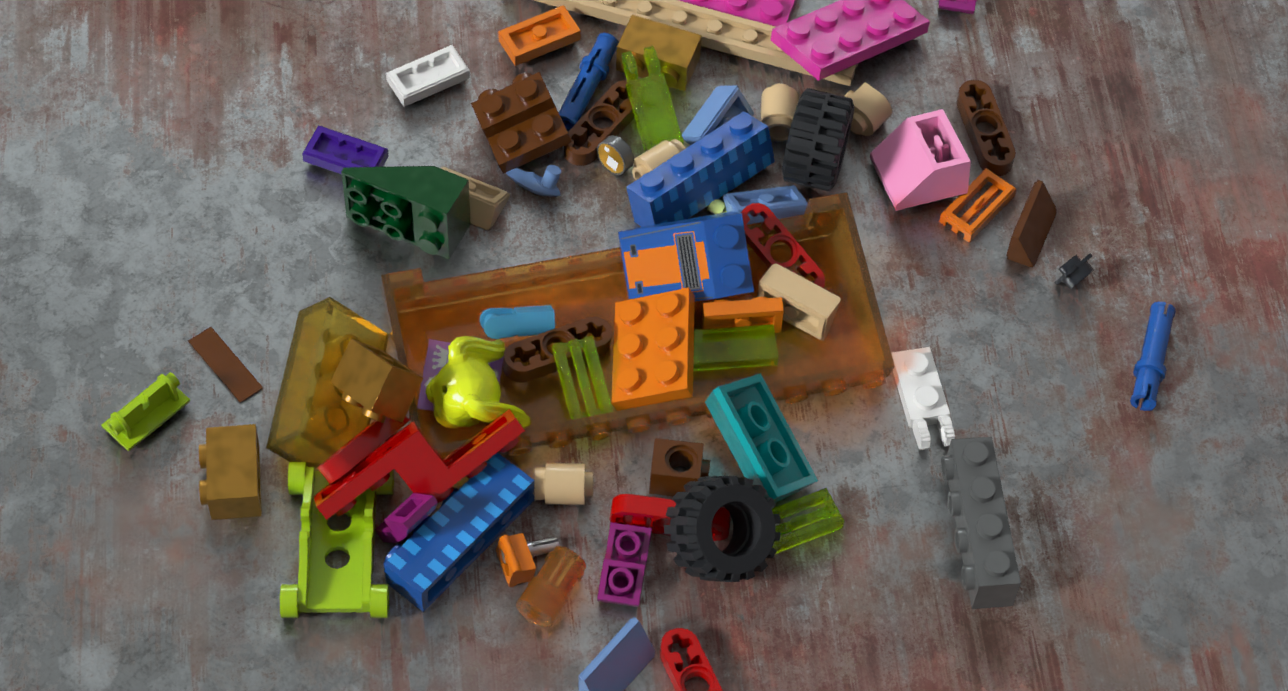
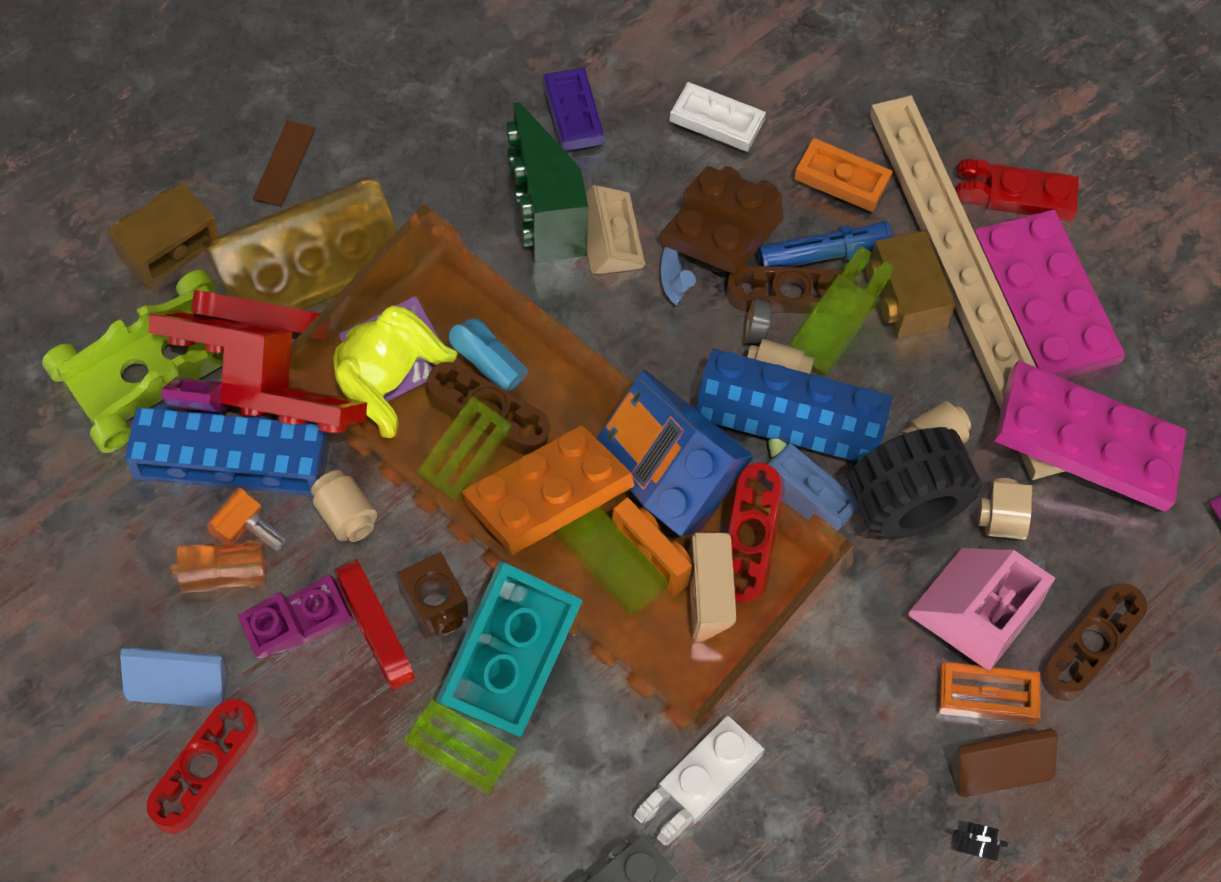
camera: 55 degrees right, 5 degrees up
(146, 411) = (182, 134): lime hinge -> none
(376, 382) = (313, 275): pearl gold brick -> none
(718, 109) = (898, 378): medium blue slope -> none
(752, 528) = (345, 702): black tyre -> none

